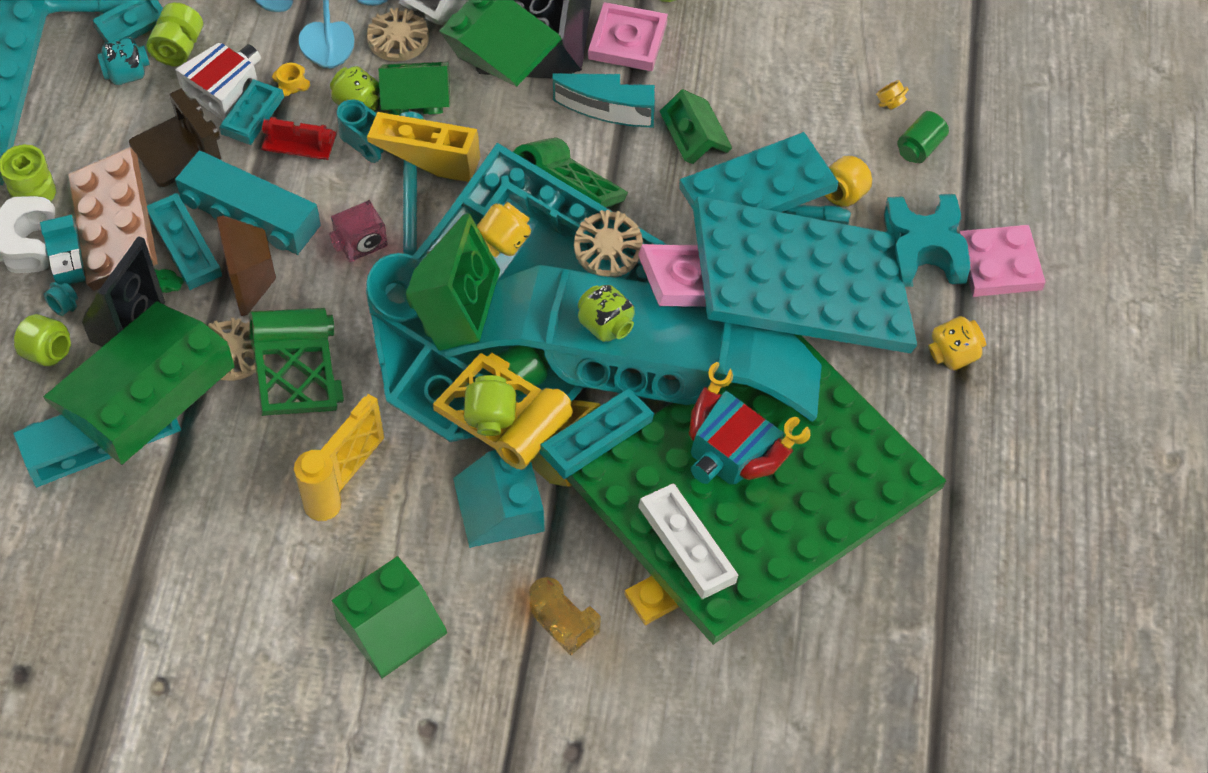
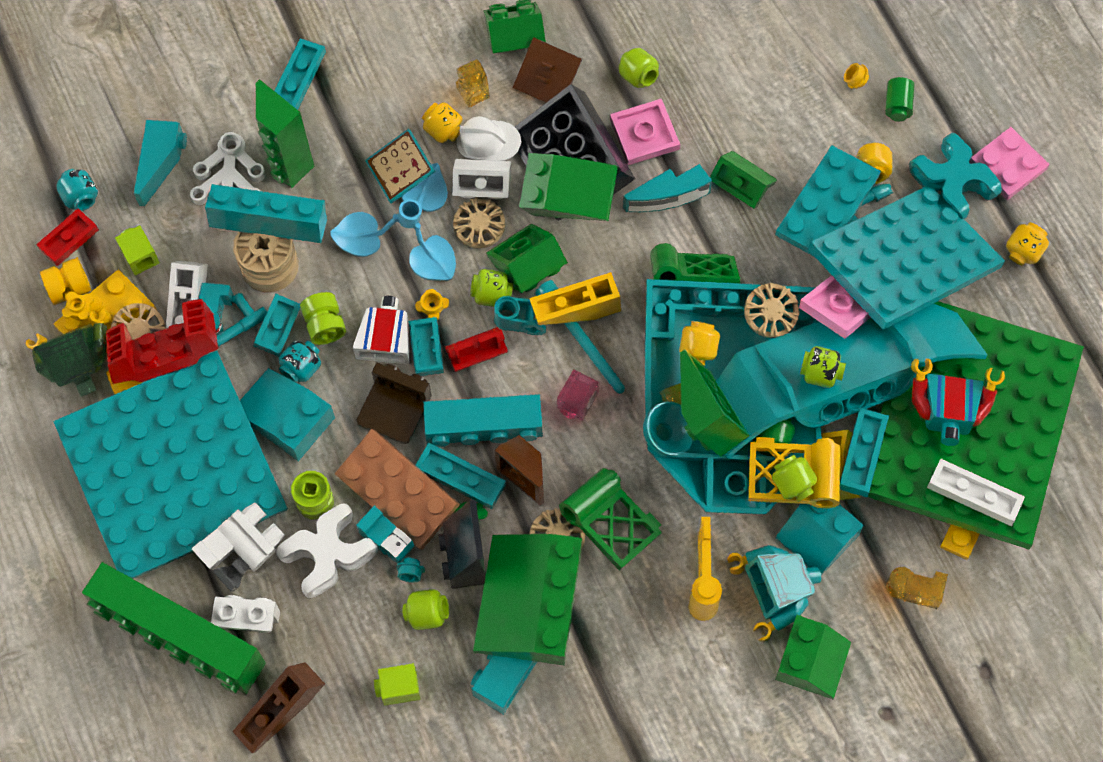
camera: 30 degrees left, 10 degrees up
(71, 102) = (286, 413): none -> teal slope
(410, 522) = (779, 584): none -> teal torso

